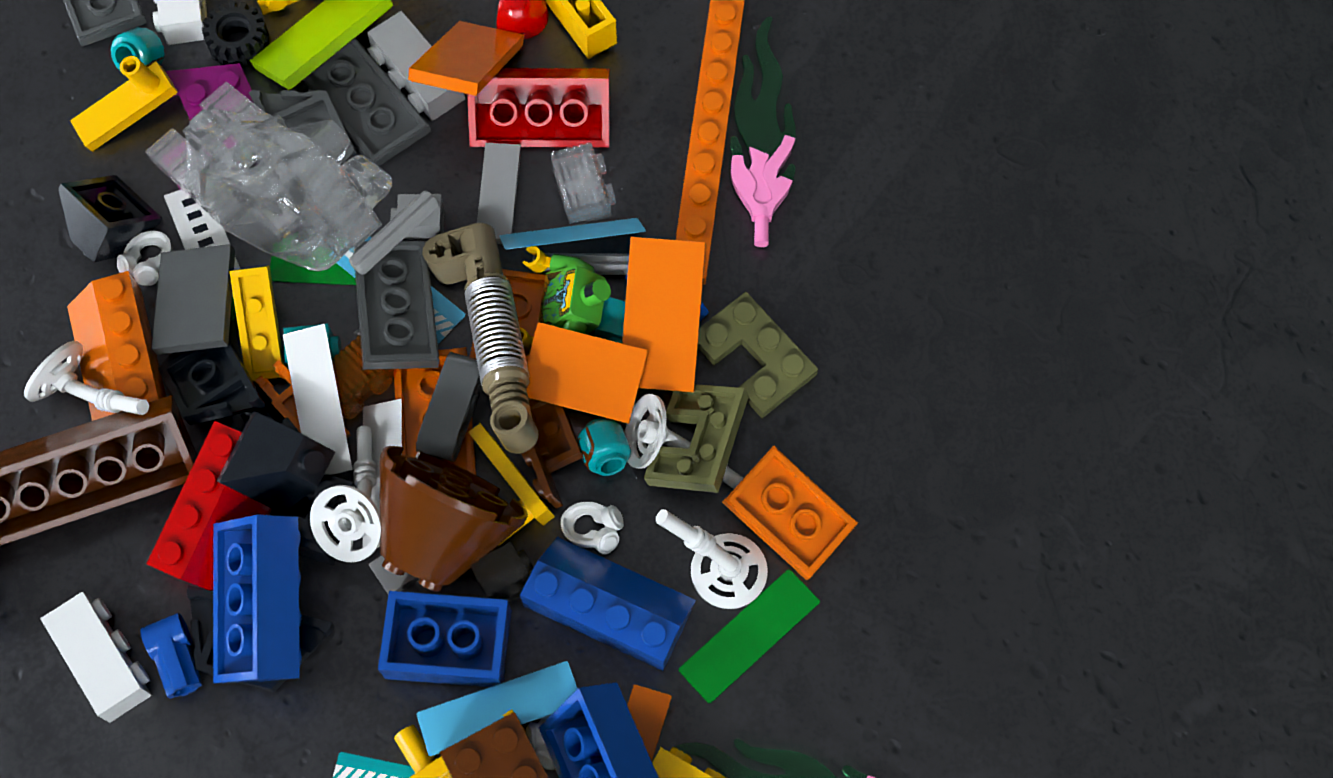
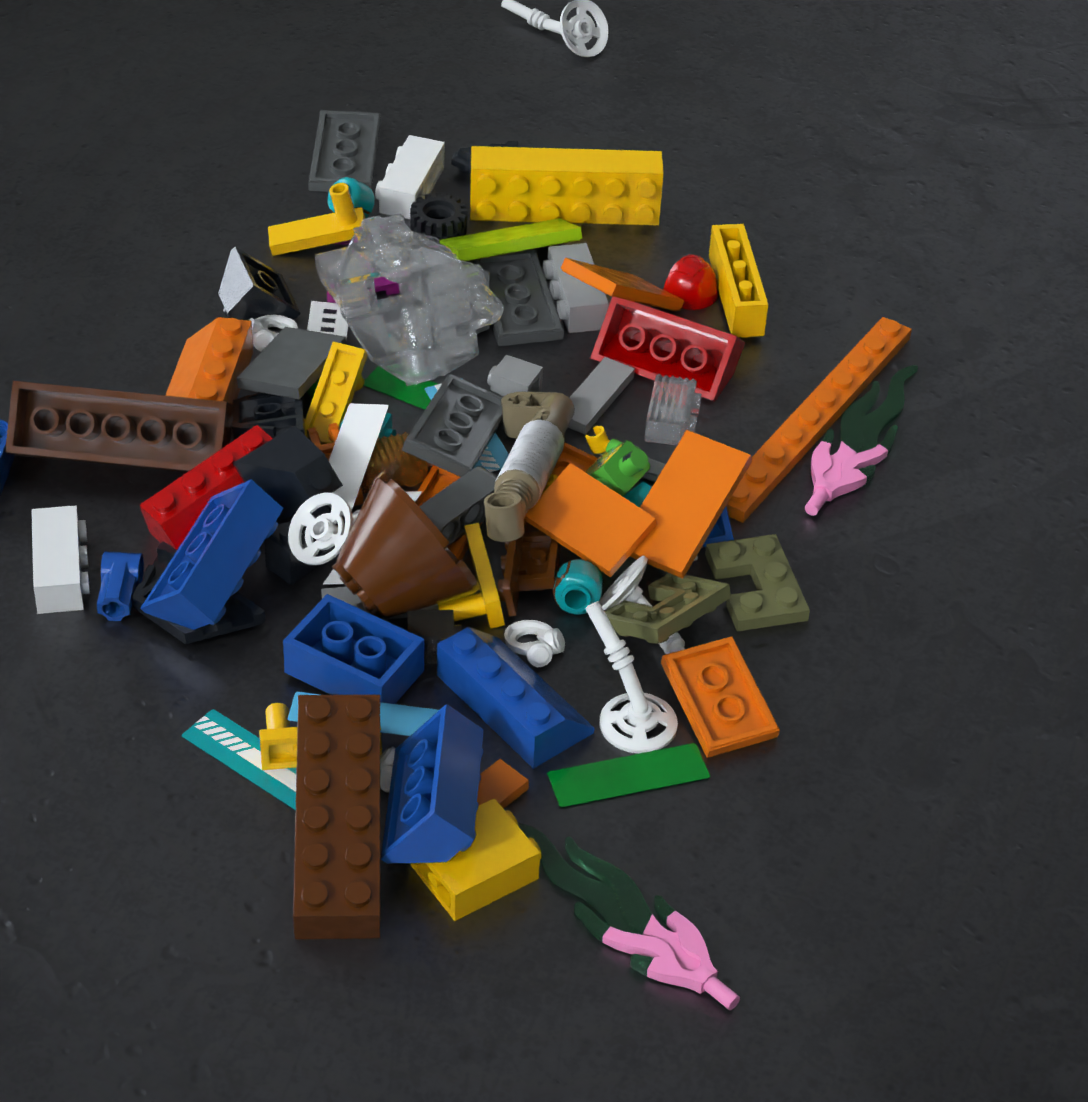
camera: 25 degrees right, 25 degrees down
(65, 380) = (153, 369): white dish -> none
(393, 232) = (486, 372): light grey axle -> none
(571, 233) = (625, 431): medium azure sticker -> none

